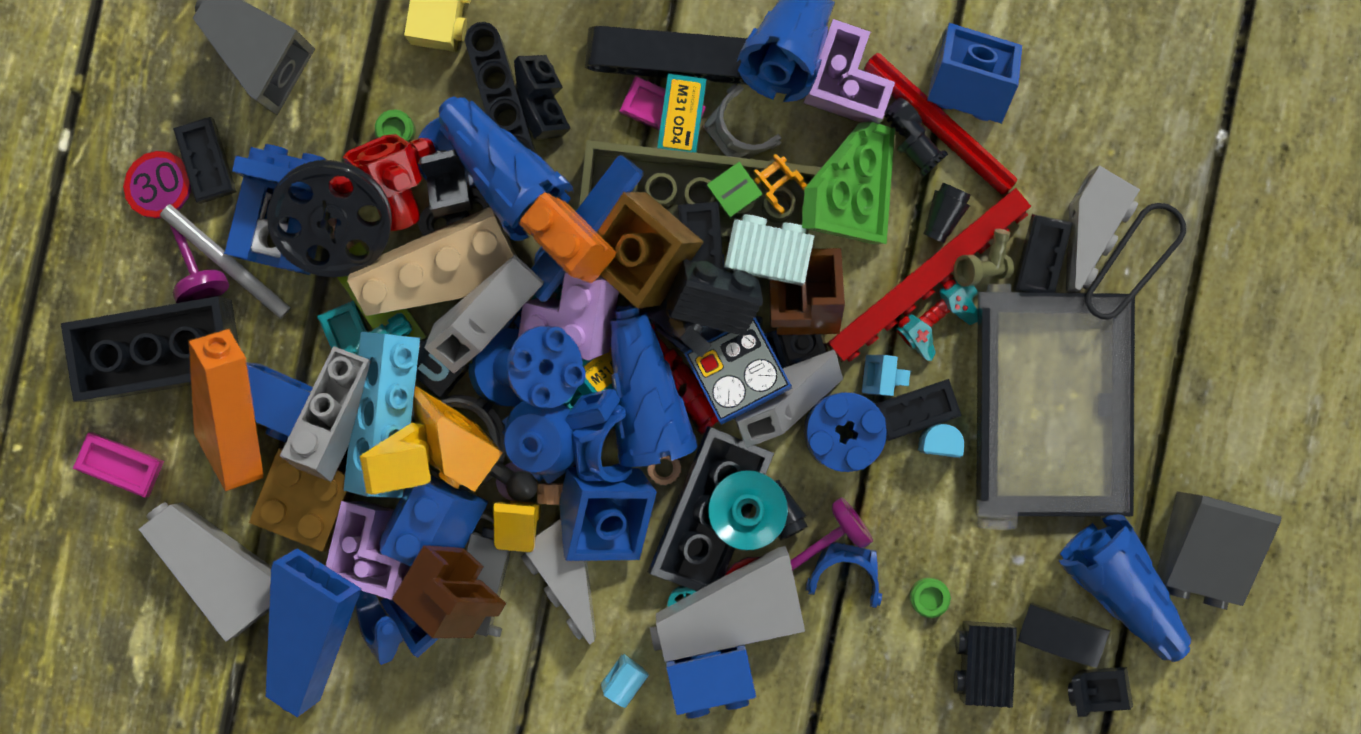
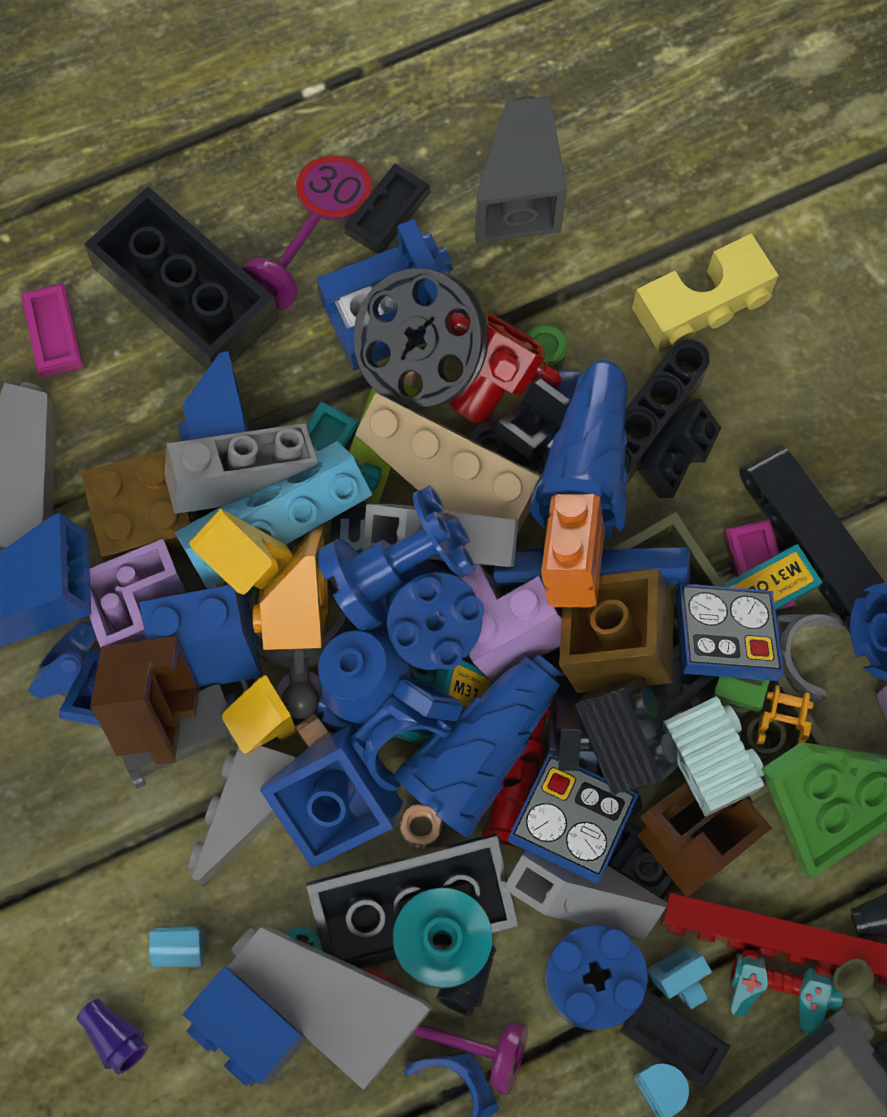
camera: 50 degrees right, 15 degrees down
(224, 409) = (173, 371): orange slope -> none
(225, 261) = (309, 289): light grey bar -> none
(479, 386) = (383, 568): none -> blue piece
(696, 174) = (728, 632): none -> tile

